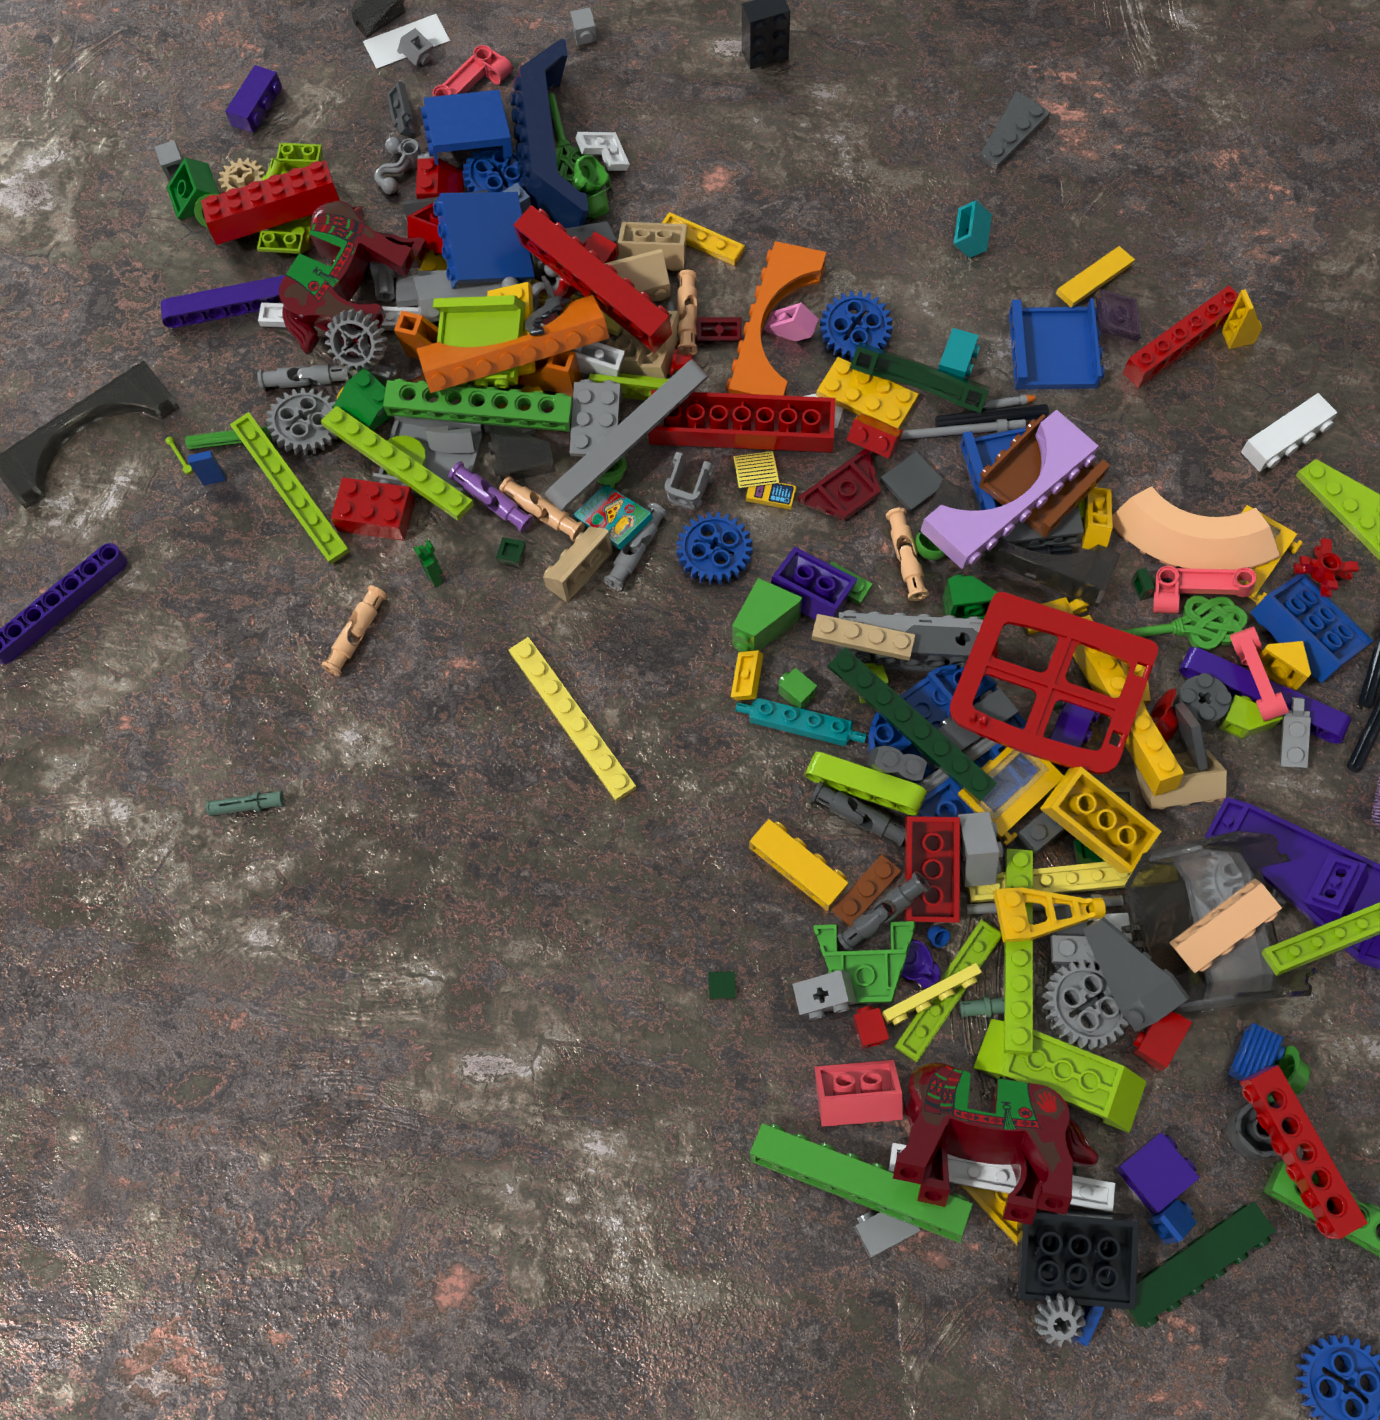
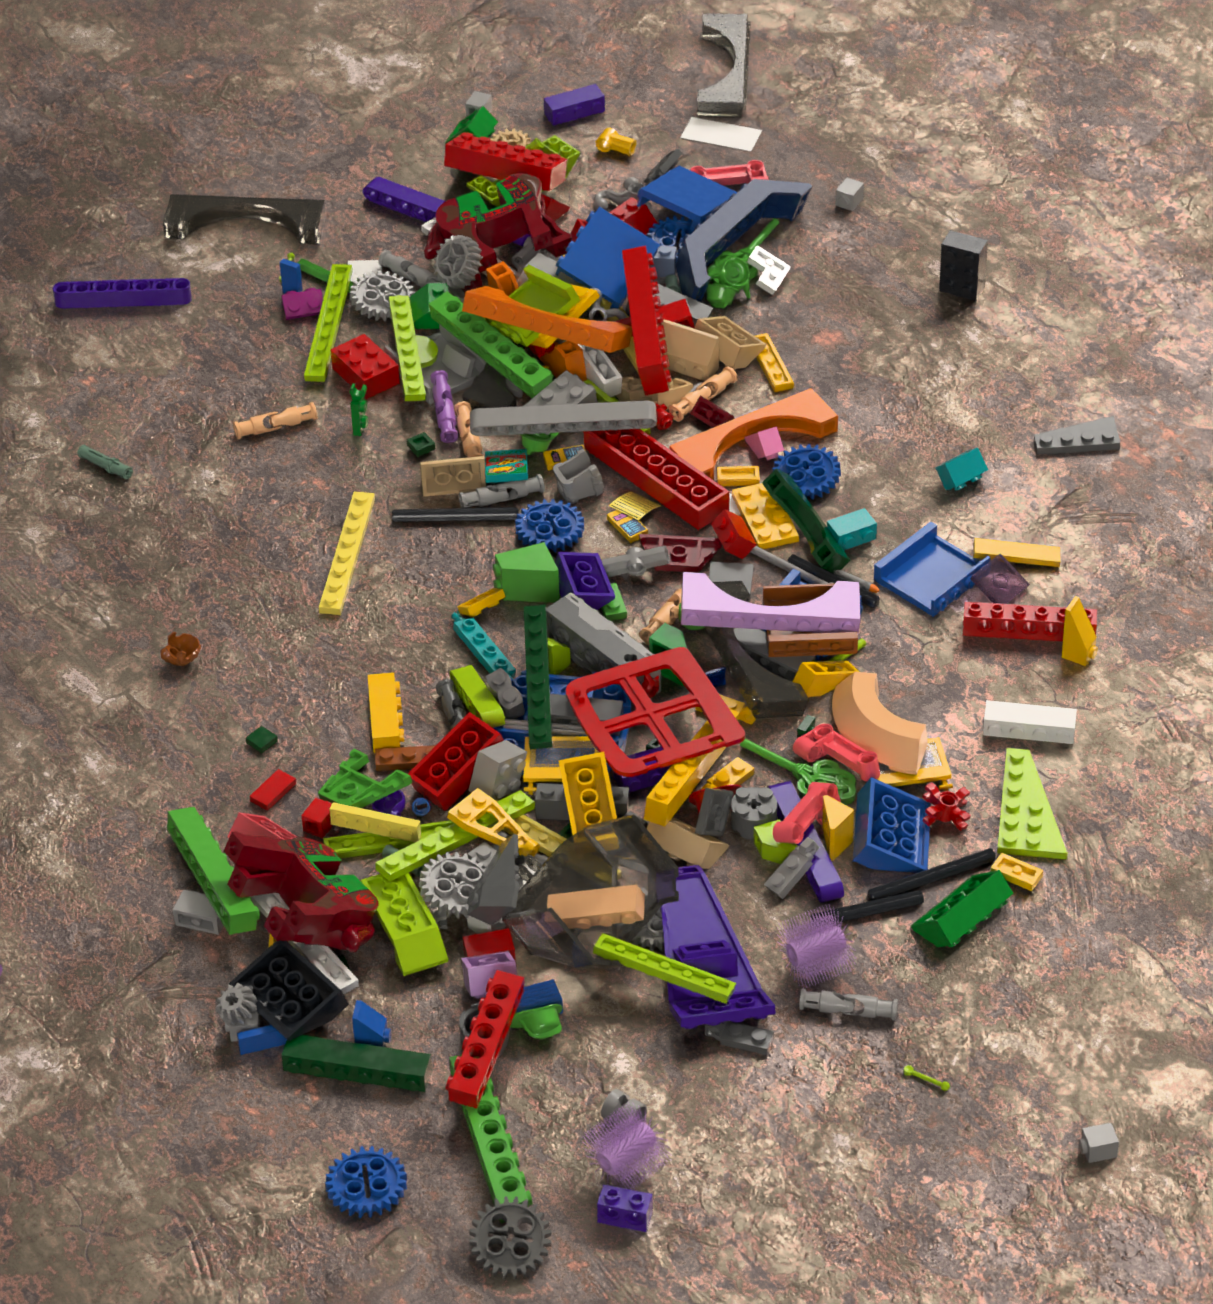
camera: 40 degrees right, 25 degrees down
(241, 484) = (302, 303): none -> magenta bracket
(254, 401) = (364, 266): none -> white sticker
(326, 113) = (613, 141): none -> yellow piece
(415, 47) = (717, 141): light grey brick -> none
(552, 305) = (605, 315): dark grey piece -> none
(552, 955) = (181, 649): none -> dark orange hair
(619, 601) = (454, 514): none -> black axle
(644, 466) = (561, 455): none -> tile
(792, 1032) = (272, 789): none -> red tile
(797, 688) = (503, 629): bright green brick -> none
(803, 371) = (738, 476): none -> yellow tile
(810, 994) = (313, 777): light grey brick -> none
(831, 527) = (636, 561): none -> light grey piece
(863, 637) = (567, 612): tan plate -> none
(869, 922) = (399, 757): dark grey piece -> none
(1014, 586) = (717, 676): none -> clear blue slope
(1157, 1172) = (398, 1002): dark purple piece -> none
(1205, 1069) = (480, 968): none -> lavender brick

